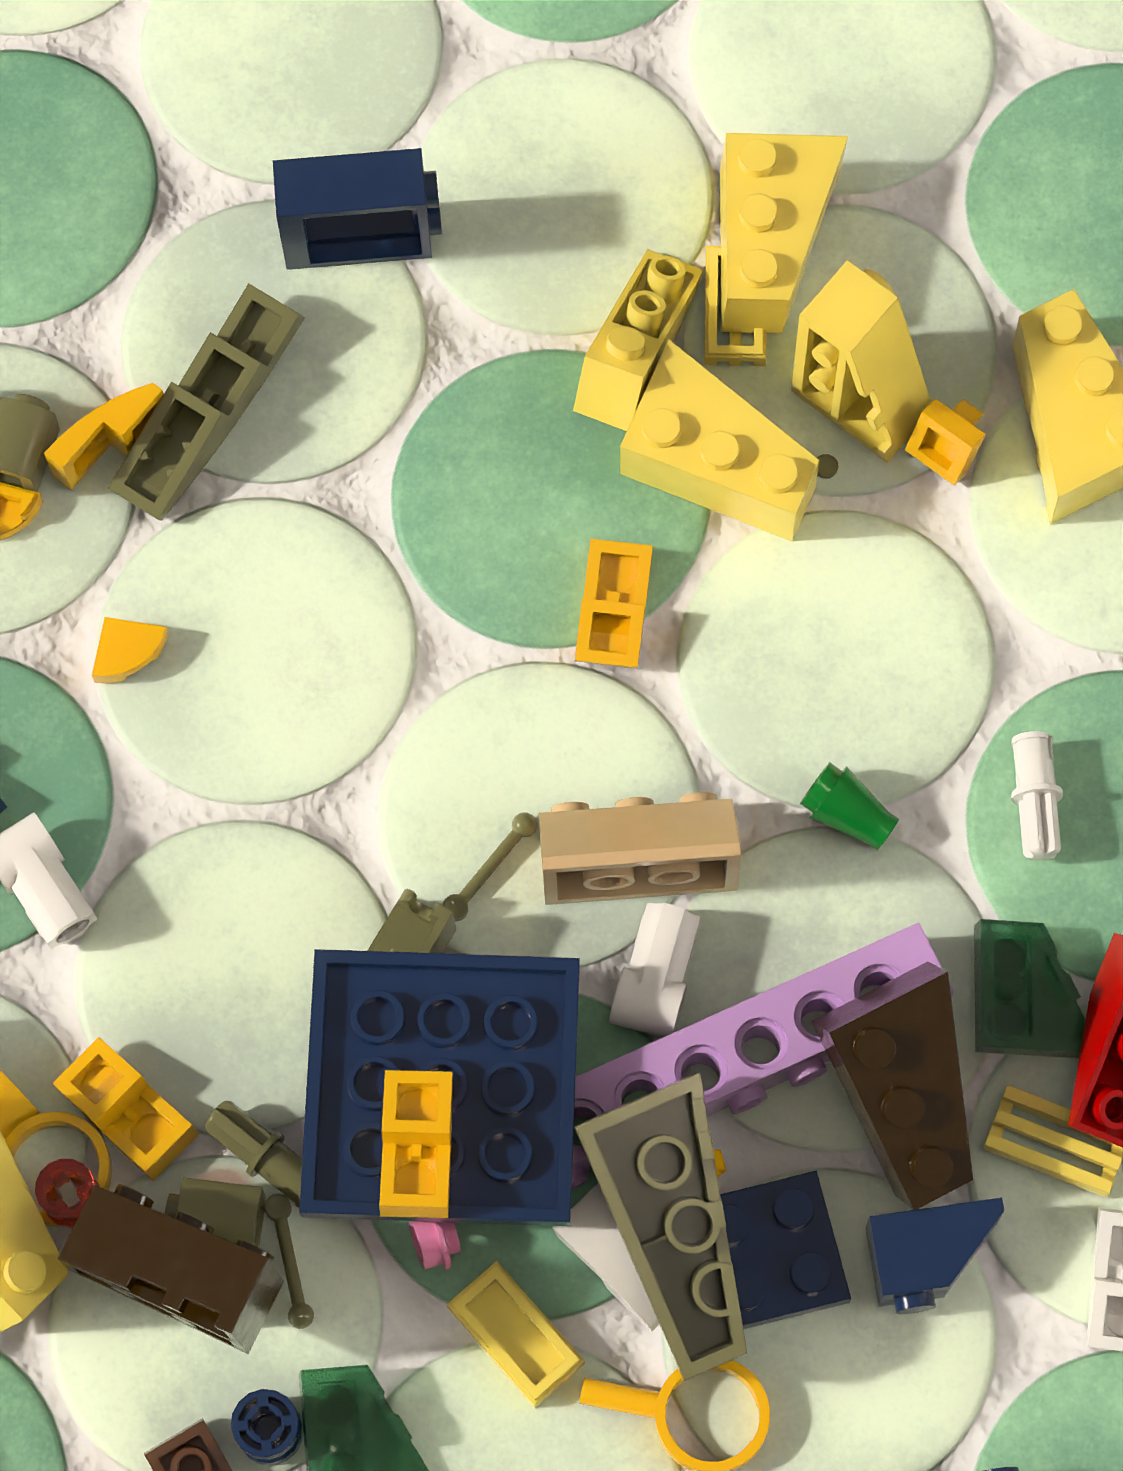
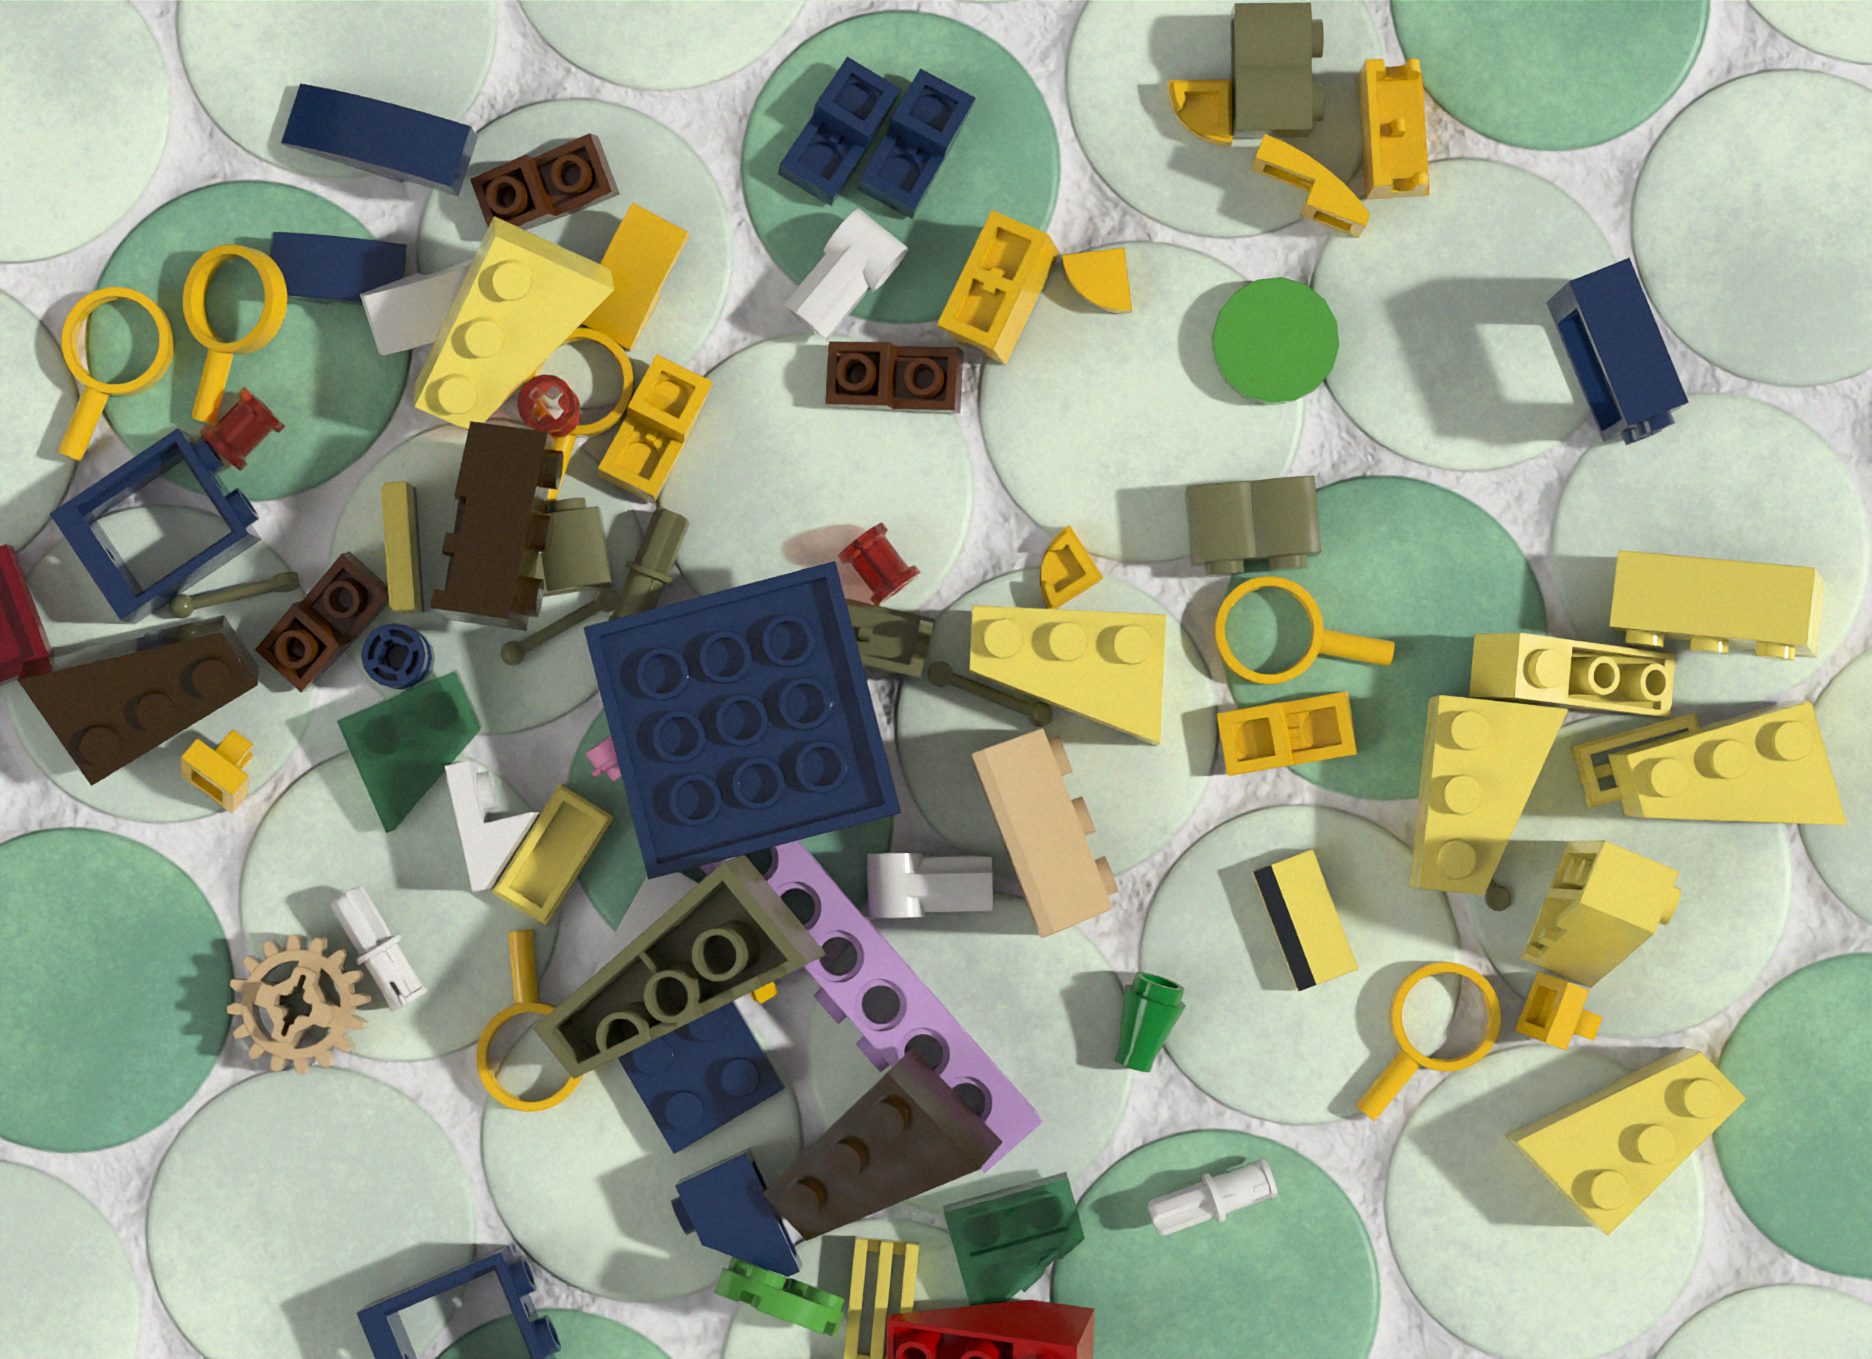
camera: 75 degrees right, 15 degrees up
(79, 352) = (1393, 130): none -> yellow hinge
(100, 738) = (999, 286): none -> yellow hinge
(154, 866) = (894, 377): none -> reddish brown slope
(159, 1390) = (402, 548): none -> light yellow tile
(206, 403) = (1376, 271): olive slope -> none
(240, 510) = (1275, 341): none -> bright green tile
(331, 927) = (879, 564): none -> clear red bush
(393, 761) = (1066, 570): none -> yellow tile
(404, 575) = (1251, 523): none -> olive brick
(416, 1144) = (674, 716): yellow slope -> none
(483, 1393) = (485, 843): none -> white slope
(484, 769) = (1077, 660): none -> light yellow wedge
(534, 551) = (1322, 640): none -> yellow piece
(612, 192) = (1717, 604): none -> light yellow wedge
(795, 639) = (1304, 920): none -> light yellow tile
(953, 582) = (1408, 1058): none -> yellow piece
(1019, 1231) = (797, 1303): none -> bright green plate

